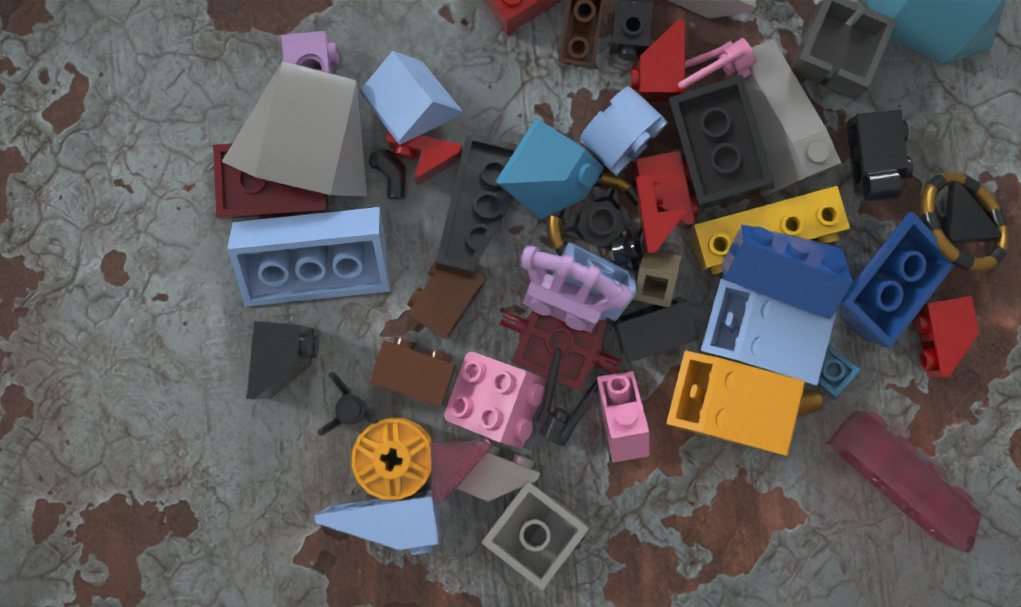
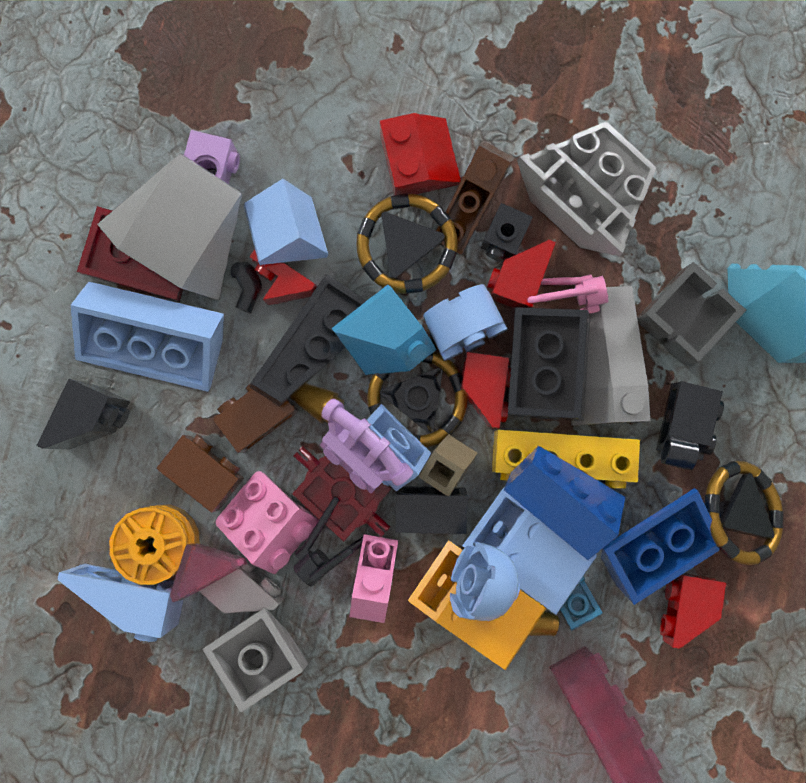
camera: 15 degrees right, 0 degrees up
(349, 408) = (131, 485): black plant -> none
(504, 263) = (314, 400): none -> pearl gold cone
(536, 72) = (407, 243): none -> piece
(627, 250) = (430, 431): black plate -> none
(655, 224) = (462, 418): red slope -> none
(738, 375) = (485, 583): none -> light blue cylinder

